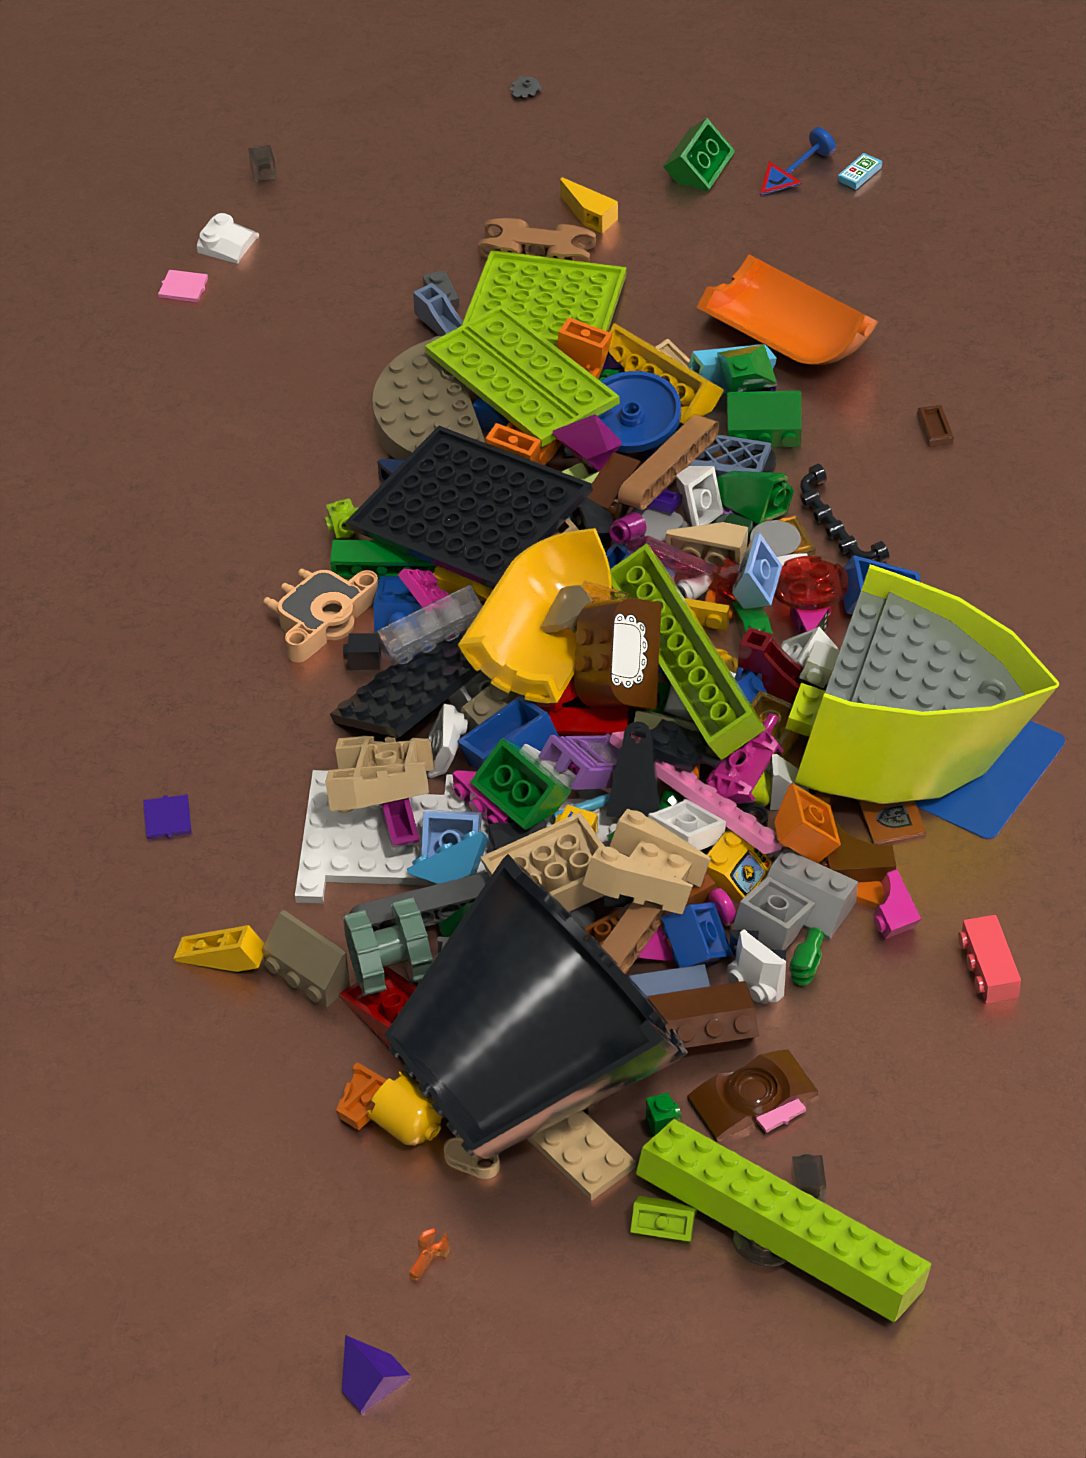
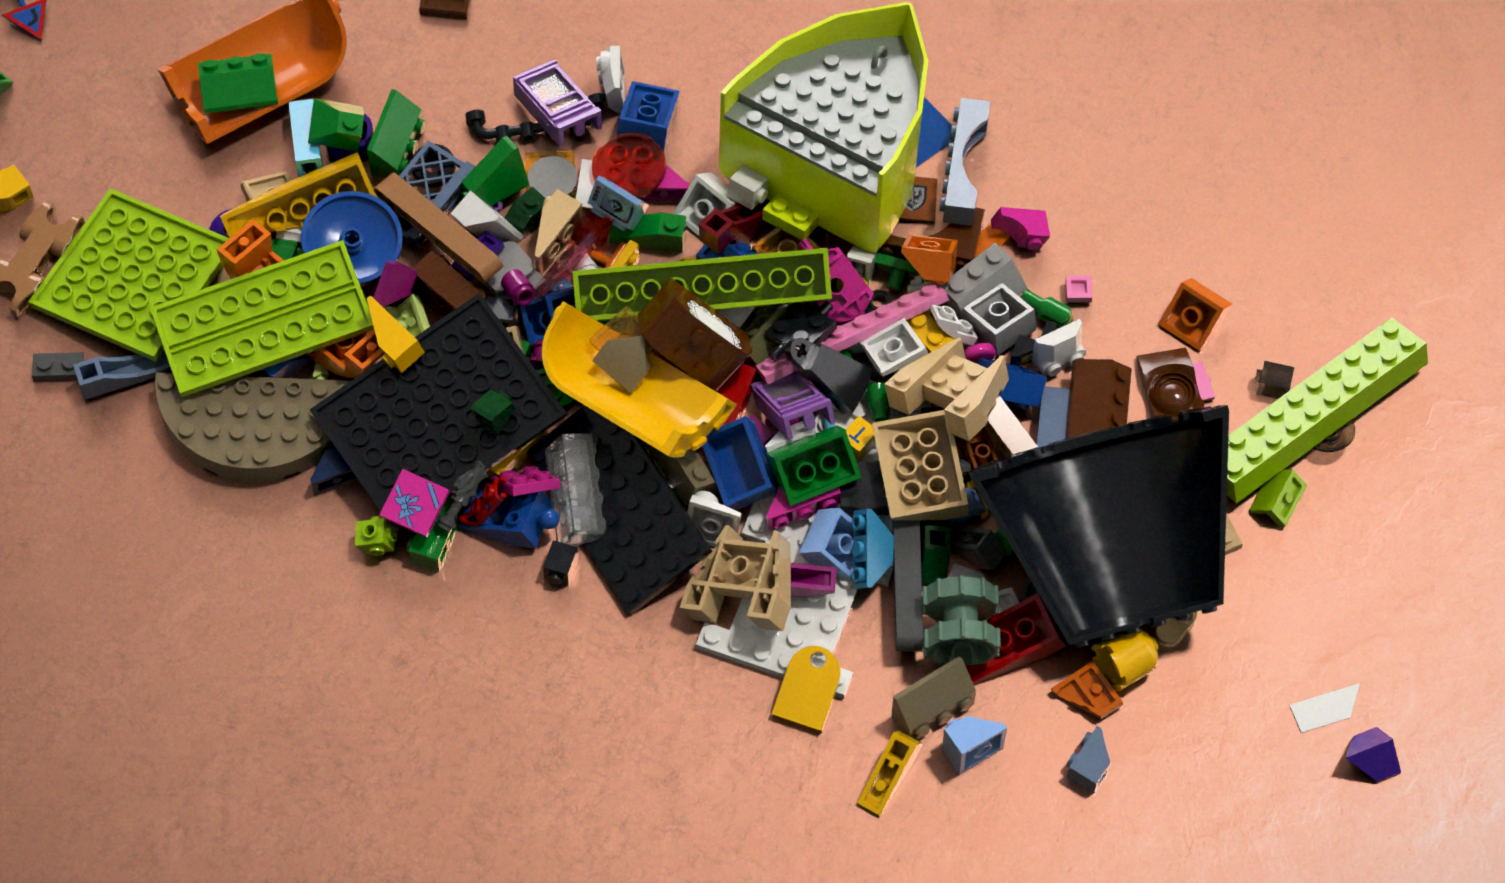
camera: 75 degrees left, 15 degrees up
(167, 816) = (702, 785): dark purple piece -> none
(262, 999) = (972, 741): none -> light blue slope
(282, 1115) = (1091, 763): none -> sand blue slope
(289, 863) = (808, 690): none -> yellow tile
(321, 602) = (479, 596): light nougat piece -> none
(370, 518) = (414, 503): none -> dark pink tile
(396, 547) = (464, 489): none -> dark grey piece
(398, 564) = (478, 505): none -> red piece
(419, 1323) = (1325, 708): none -> white sticker
(424, 1241) = (1260, 681): clear orange bar -> none
(469, 525) = (493, 410): none -> dark green slope
(521, 441) = (396, 343): none -> yellow slope
(740, 863) = (952, 326): none -> white slope
(766, 305) = (237, 83): none -> green slope
(845, 977) = (1078, 289): none -> bright pink plate
(859, 515) = (555, 101): none -> medium lavender door
(862, 1086) = (1195, 313): none -> orange slope
(907, 548) = (612, 77): none -> white slope
(990, 959) = (1095, 177): coral brick -> none
(998, 835) = (960, 193): none -> arch

